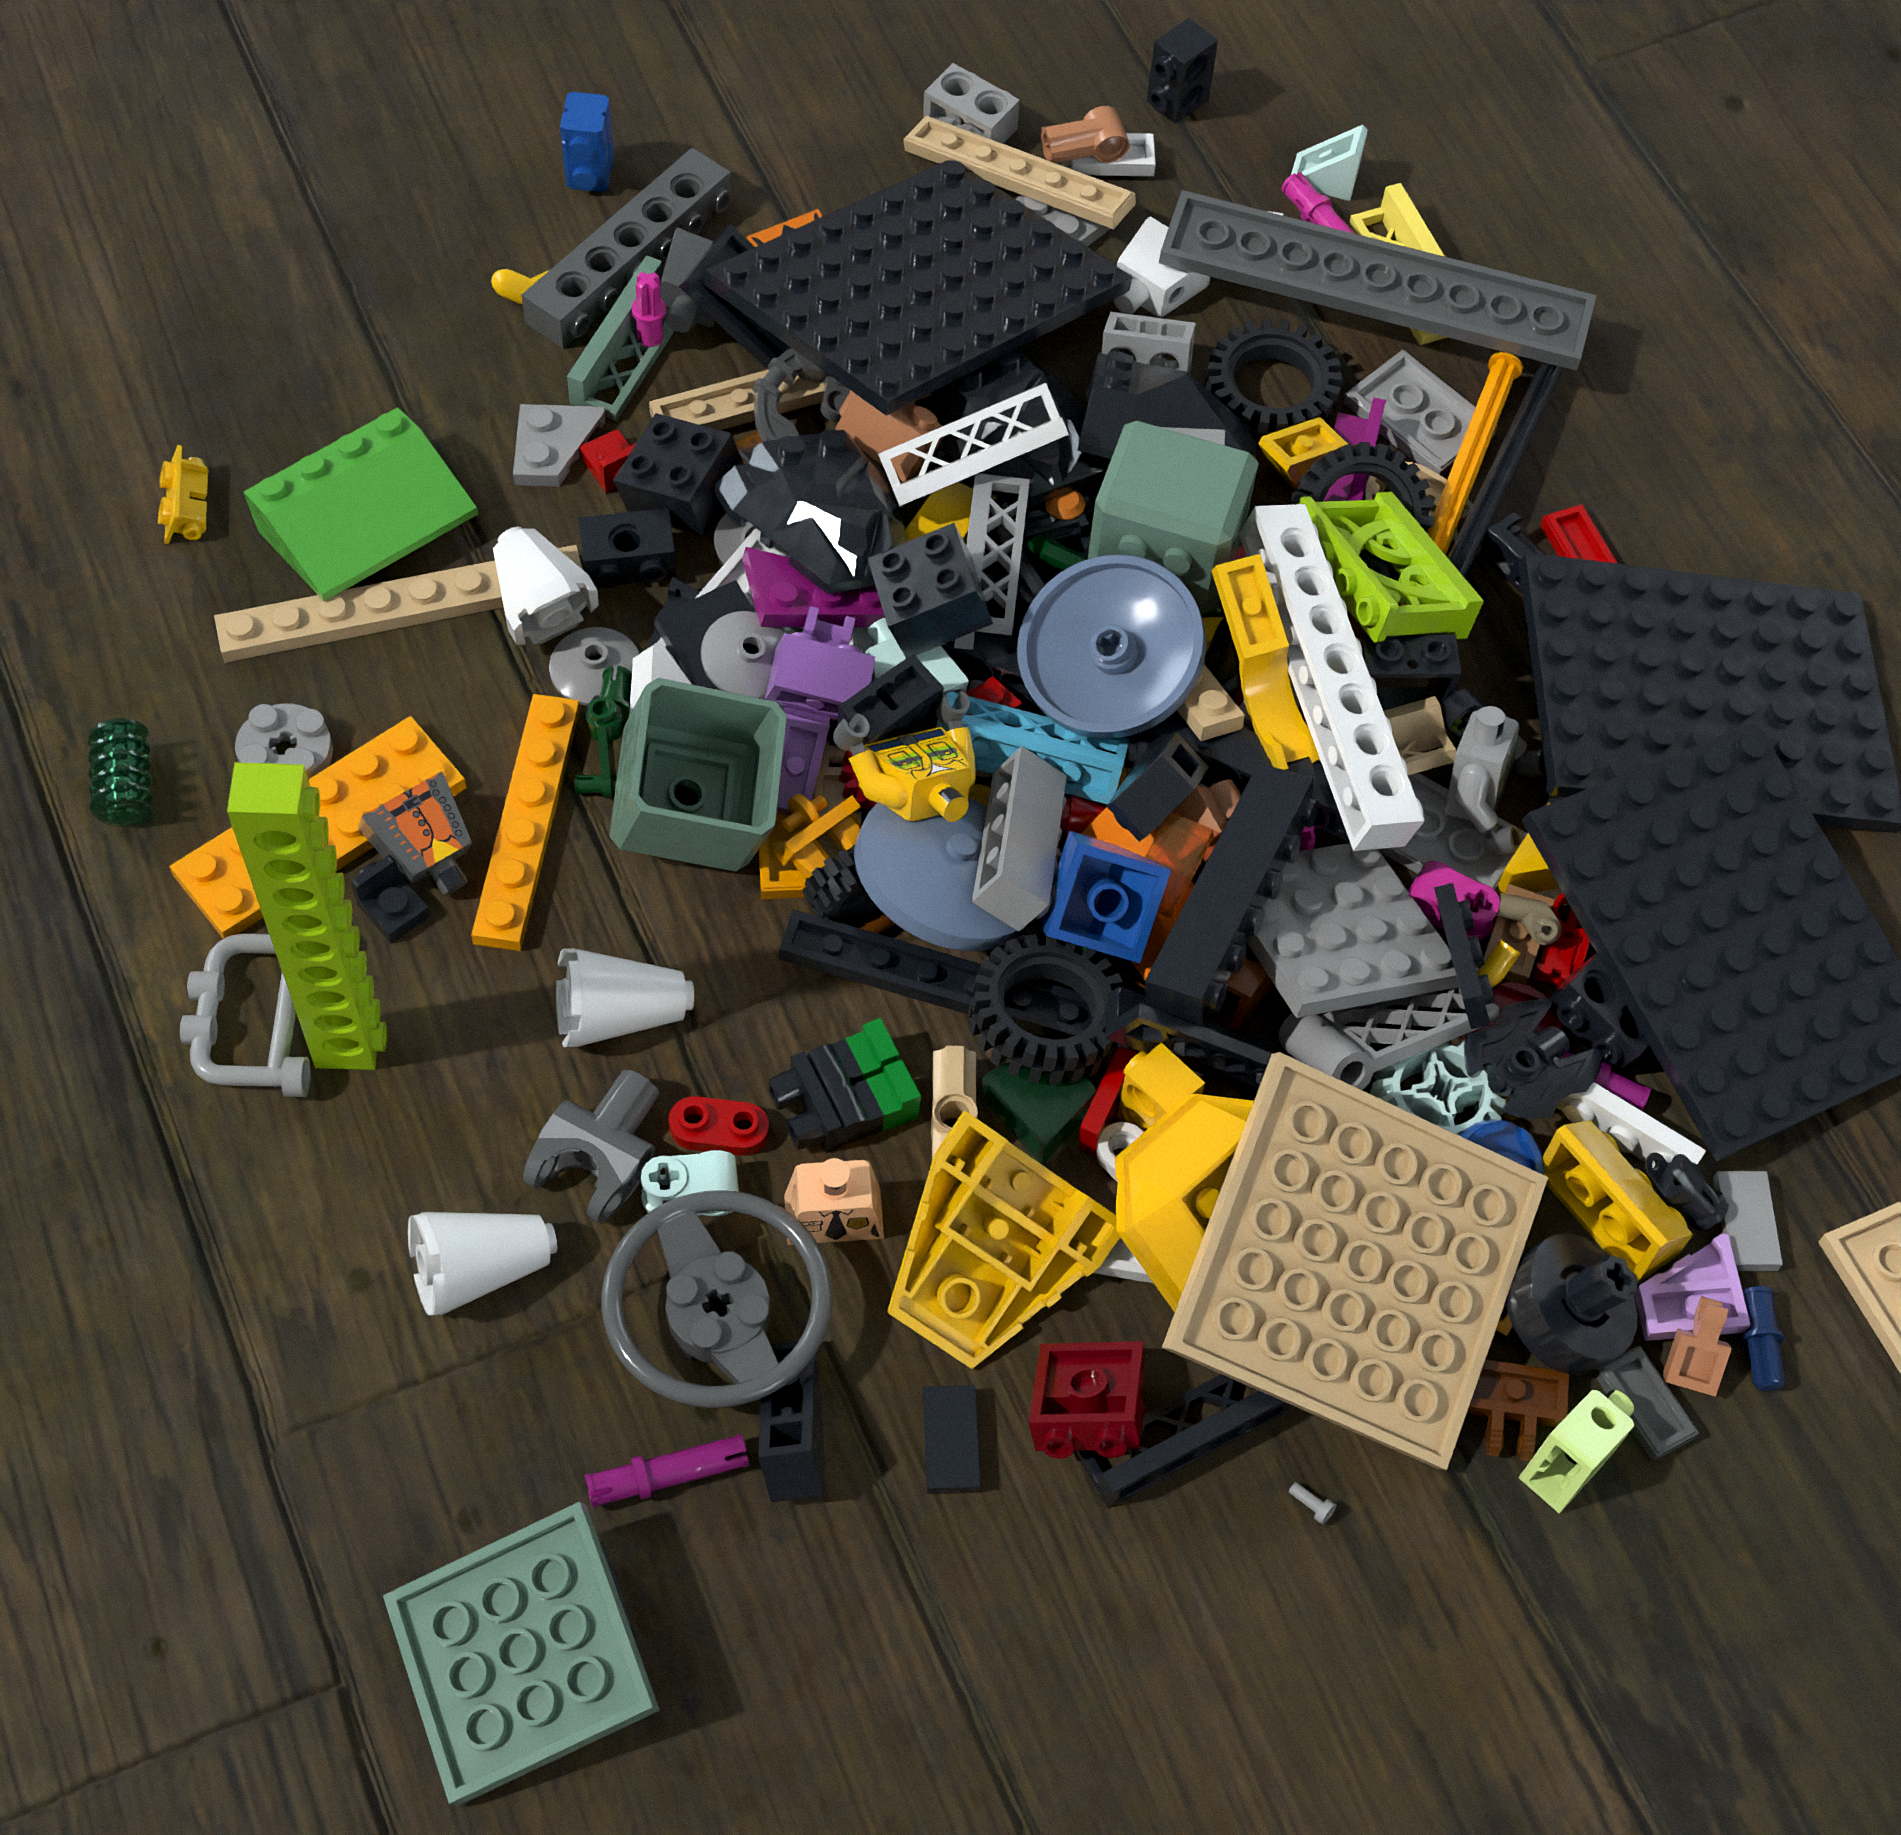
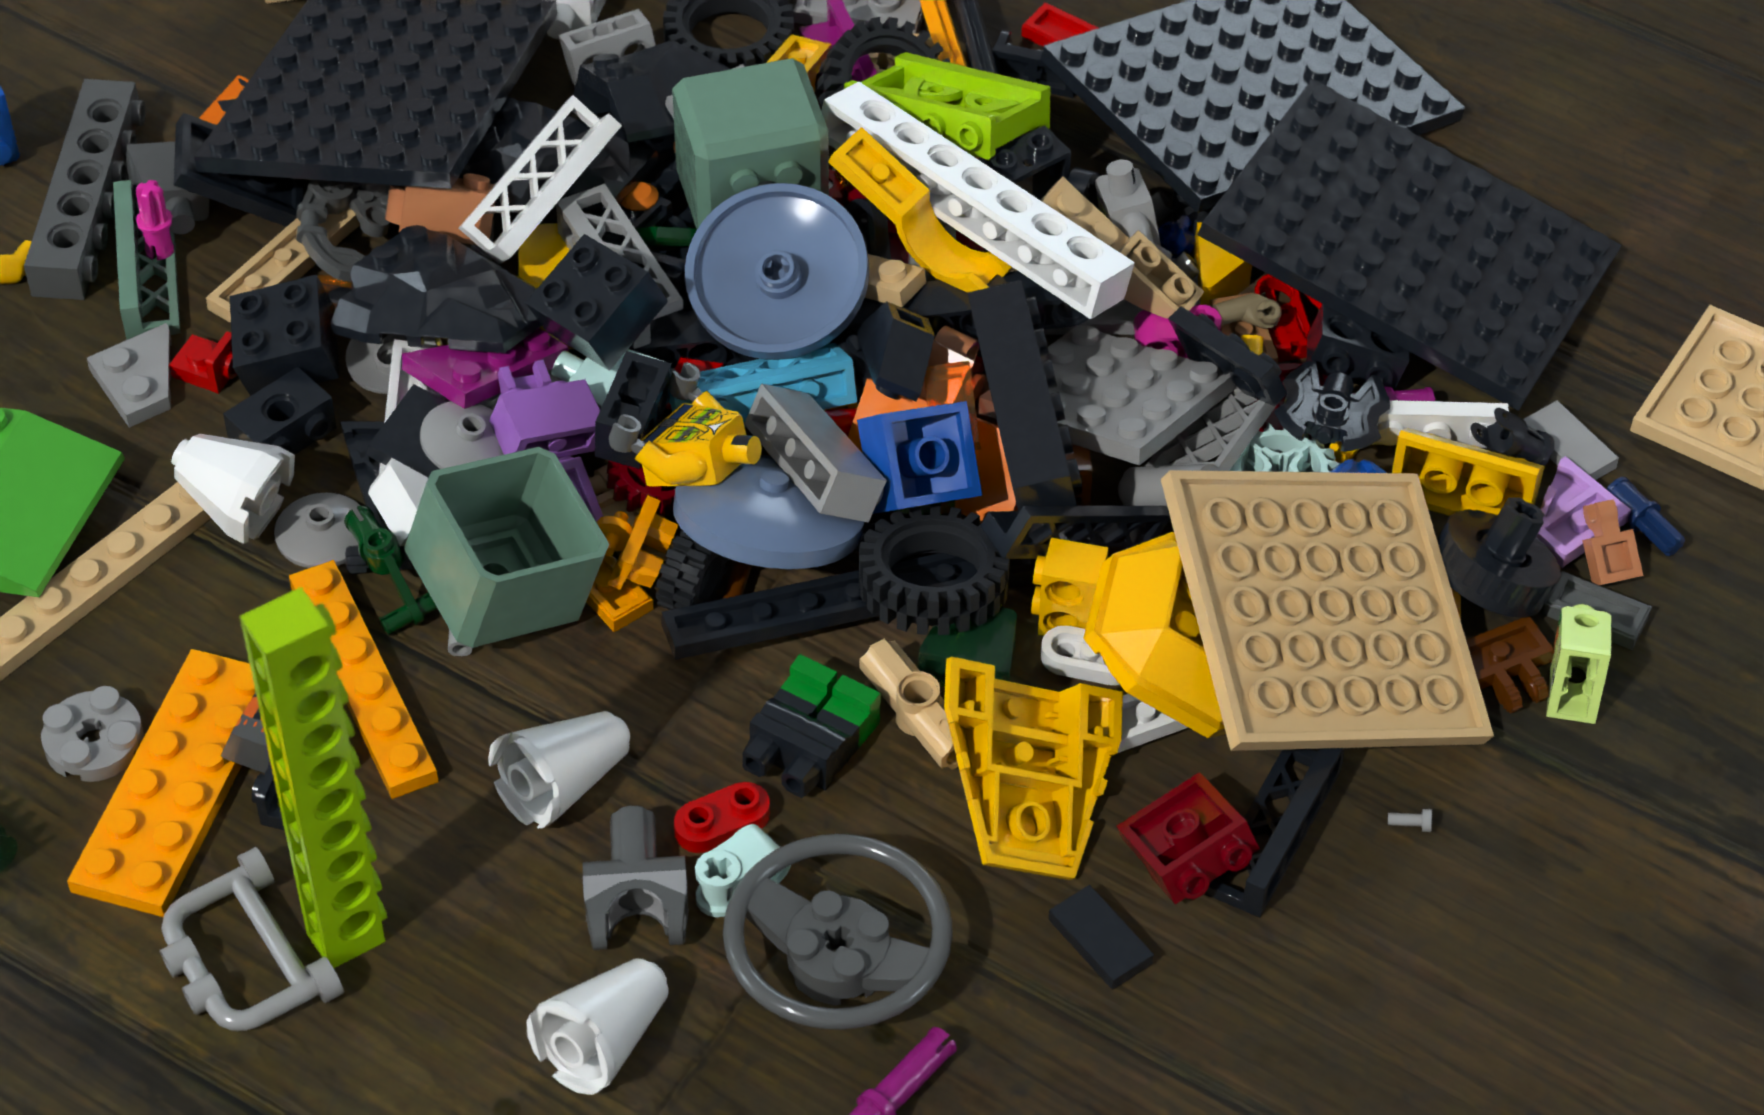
camera: 30 degrees left, 10 degrees down
(792, 1434) = (980, 1002): black slope -> none
(836, 1200) = (872, 804): light nougat torso -> none
(1104, 1102) = (1028, 625): red tile -> none
(1451, 821) = (1155, 279): none -> tan slope
(1519, 802) = (1177, 236): none -> clear blue plate

